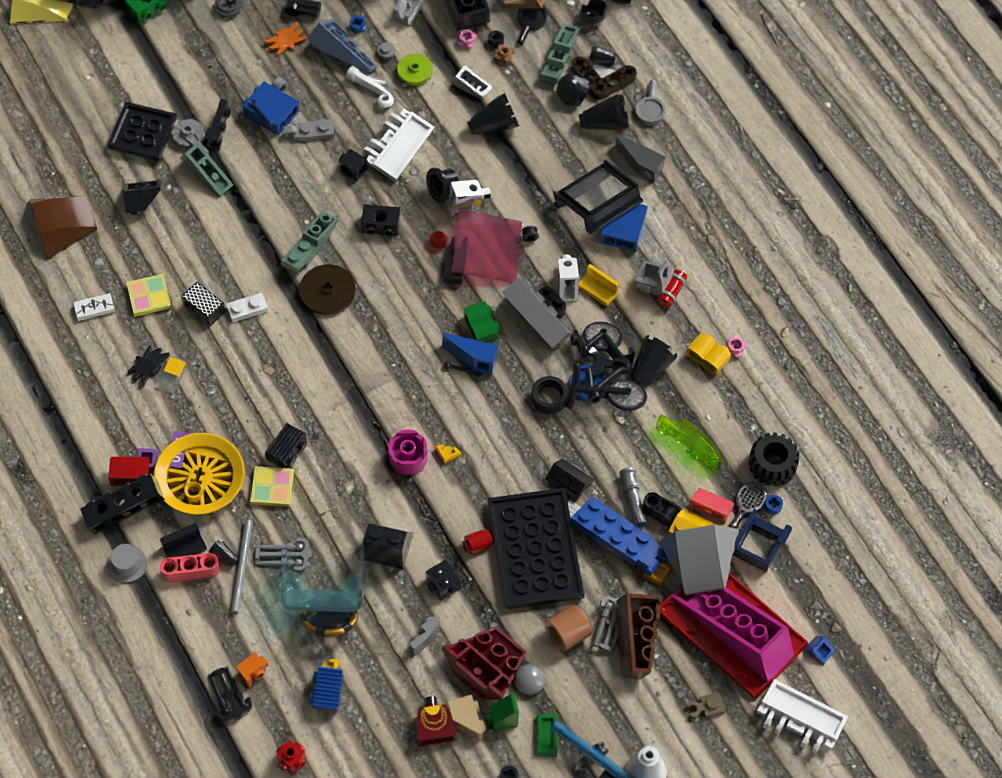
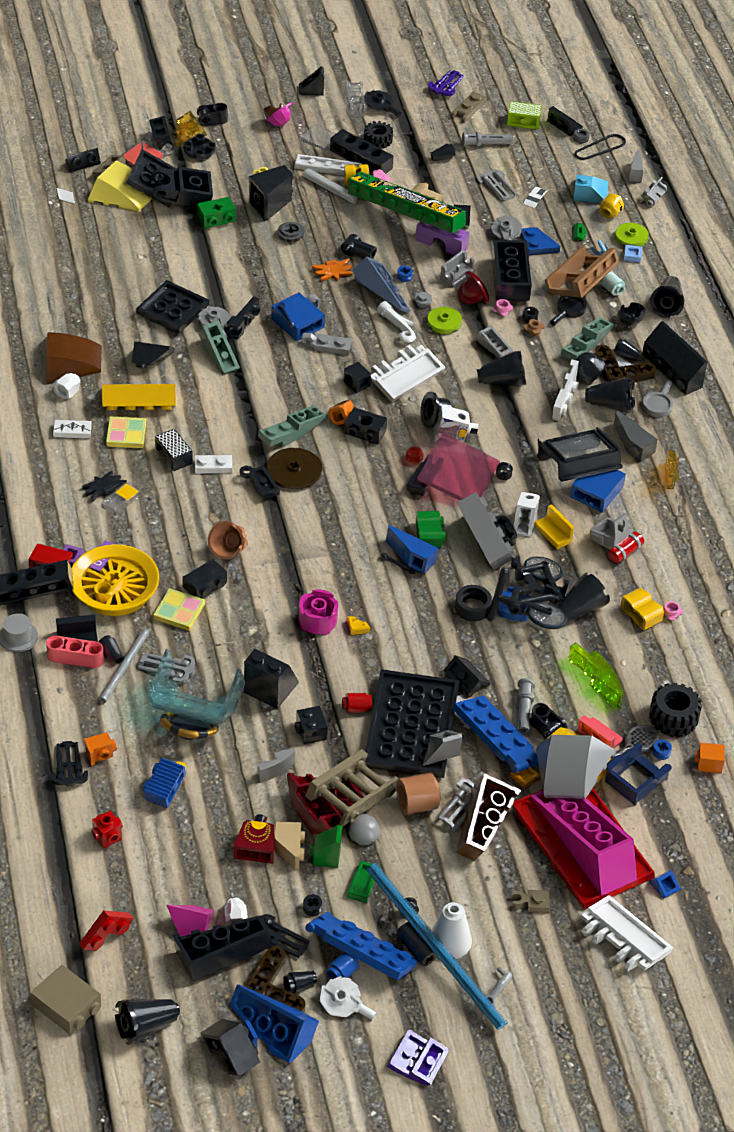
camera: 15 degrees right, 15 degrees down
(71, 257) = (67, 386): none -> white rock
(147, 249) = (138, 395): none -> yellow slope
(294, 397) = (227, 540): none -> nougat helmet
(301, 314) = (261, 481): none -> black hinge
(351, 210) = (340, 412): none -> orange rock
(432, 26) = (473, 289): none -> dark red helmet
(488, 642) = (345, 771): none -> dark tan fence
(561, 129) = (565, 394): none -> white wing
(573, 568) = (443, 746): none -> light grey slope
(652, 55) = (675, 358): none -> black slope
(687, 184) = (671, 468): none -> clear yellow wing
(820, 501) = (710, 757): none -> orange brick

